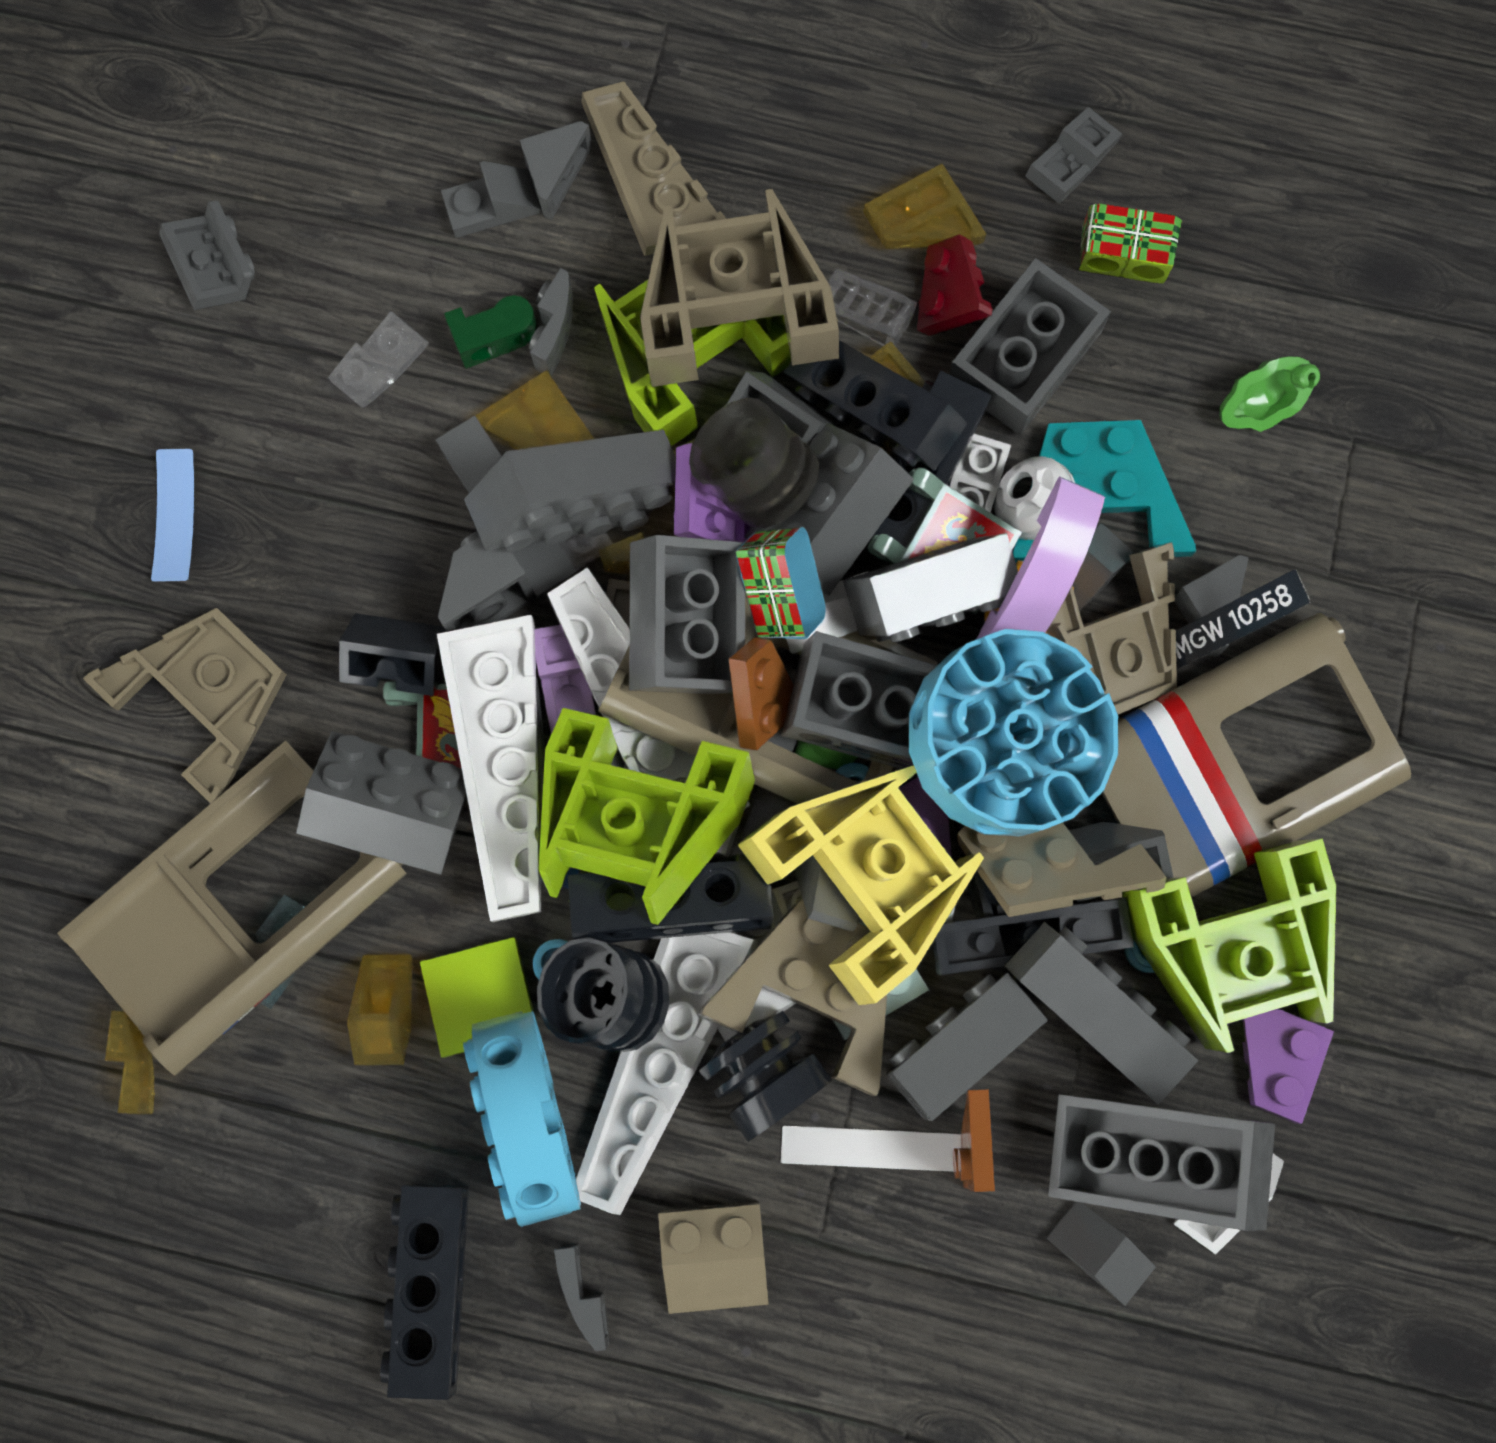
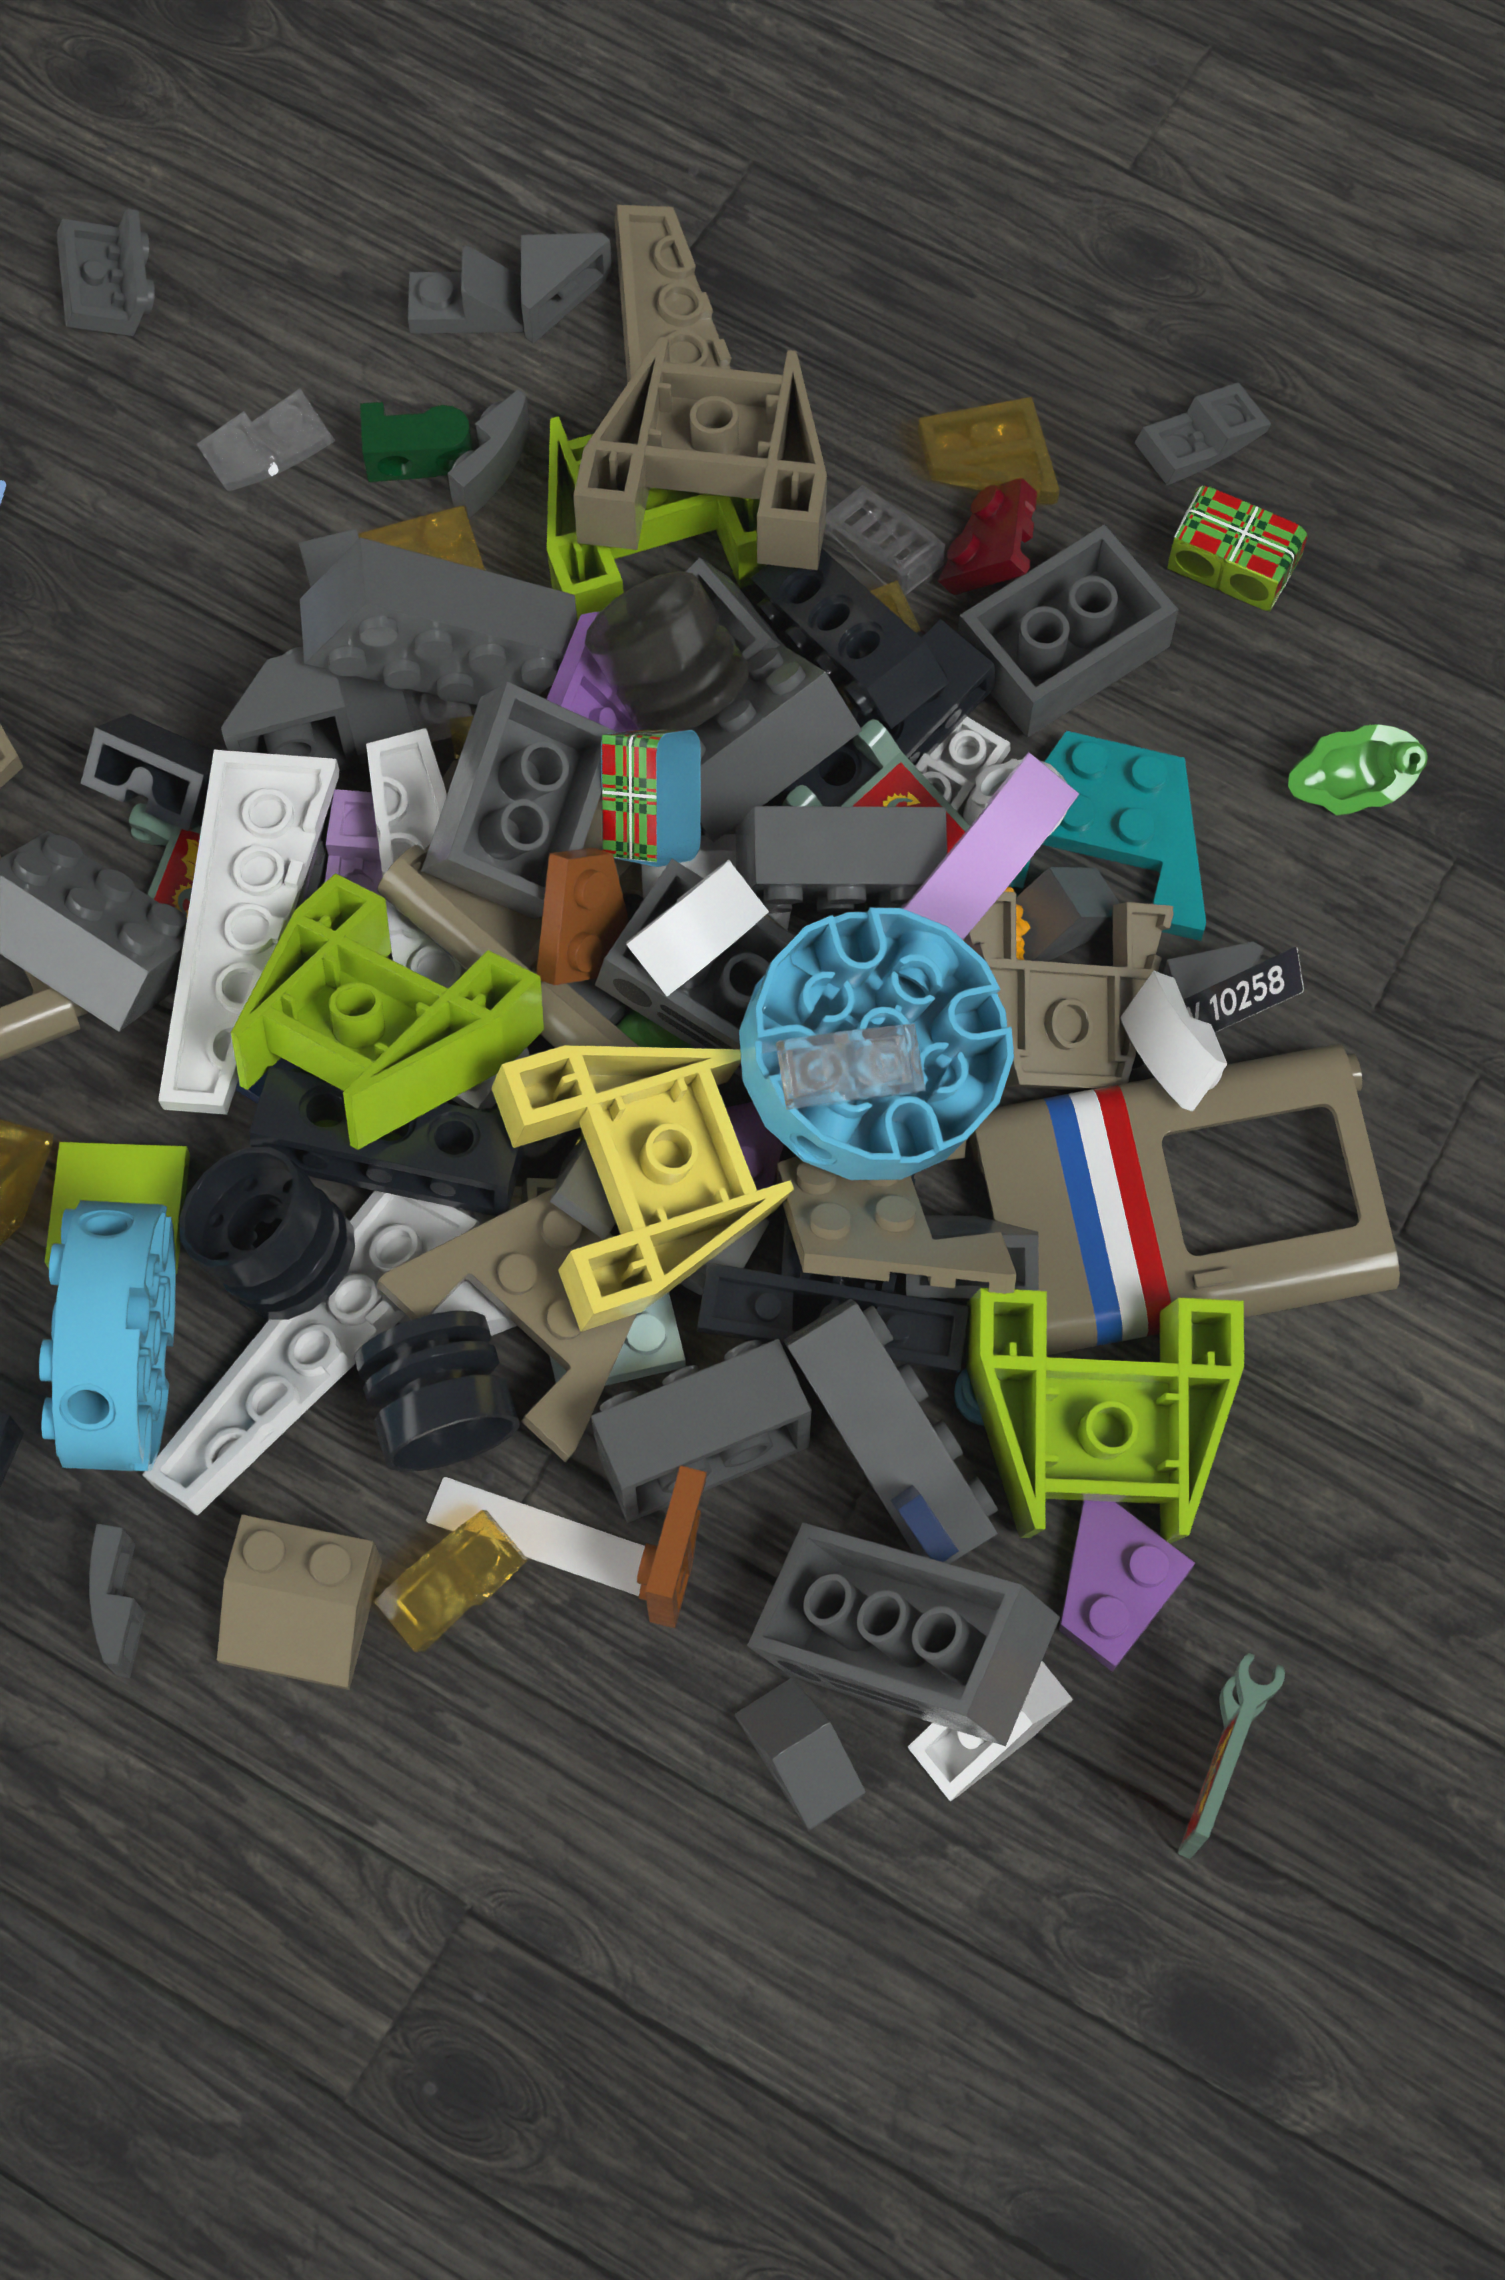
camera: 15 degrees right, 10 degrees down
(816, 1205) = (450, 1579): none -> clear yellow slope
(857, 685) = (697, 928): none -> white slope
(1013, 770) = (850, 1066): none -> clear slope
(1152, 1078) = (924, 1525): none -> dark blue tile
(1213, 657) = (1171, 1043): none -> white slope
(1405, 1175) = (1236, 1725): none -> sand green flag

